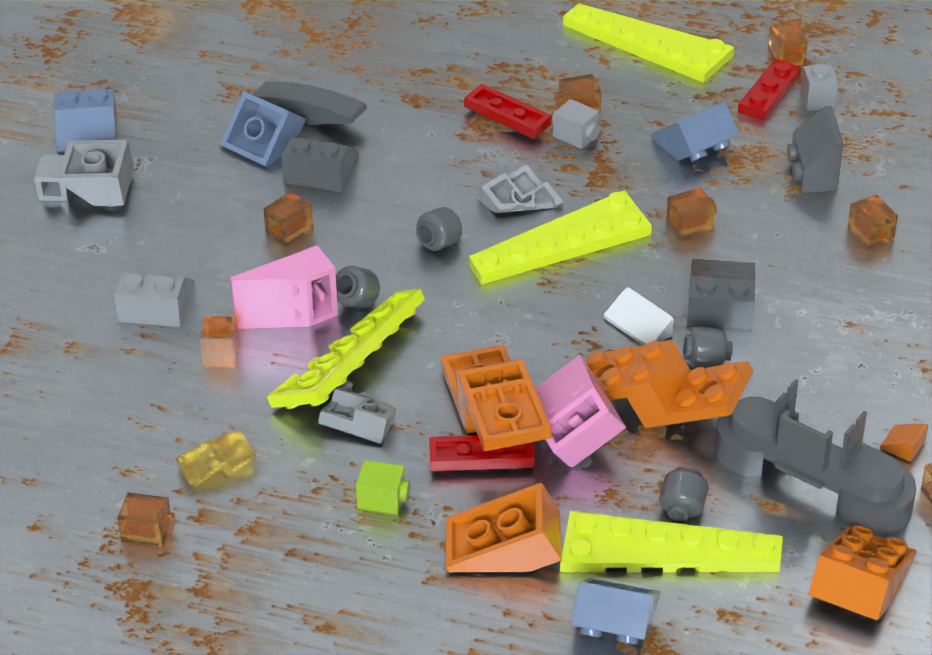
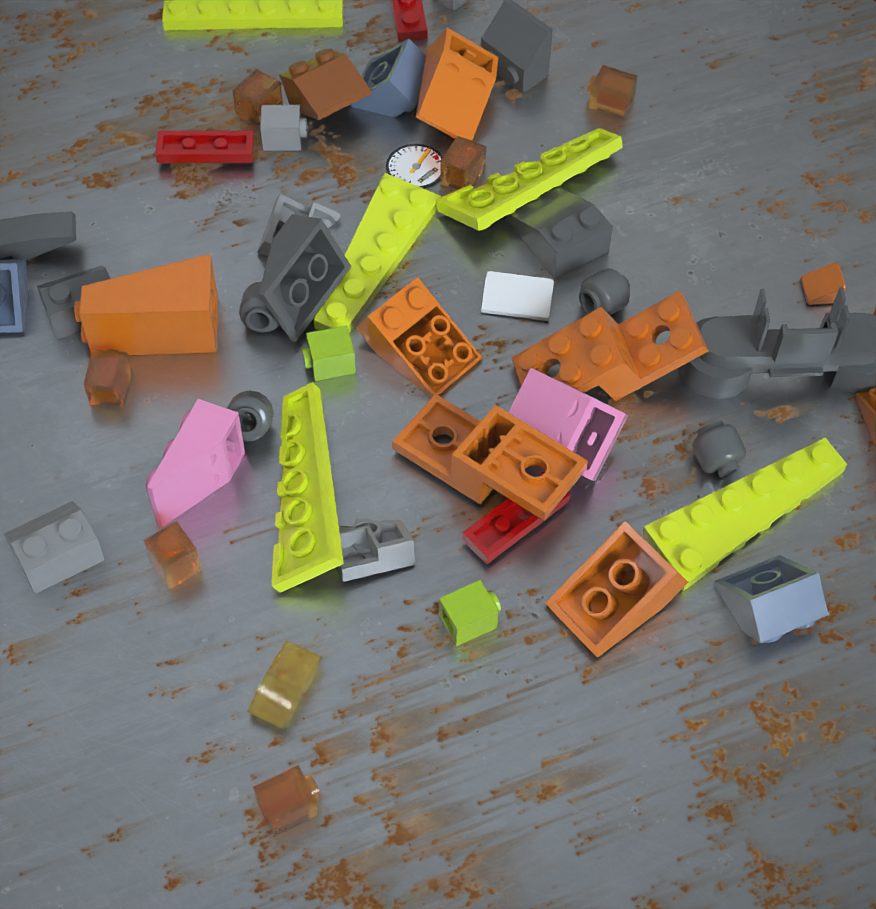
camera: 40 degrees left, 15 degrees up
(358, 189) = (153, 310): none -> orange slope
(456, 281) = (329, 353): none -> lime brick
(477, 216) = (301, 272): none -> dark grey slope
(531, 304) = (419, 339): none -> orange slope
(633, 105) = (324, 84): none -> dark orange slope
(653, 197) = (415, 164): none -> white sticker
(669, 243) = (530, 179): none -> neon yellow wing
(735, 154) = (456, 84): none -> orange slope

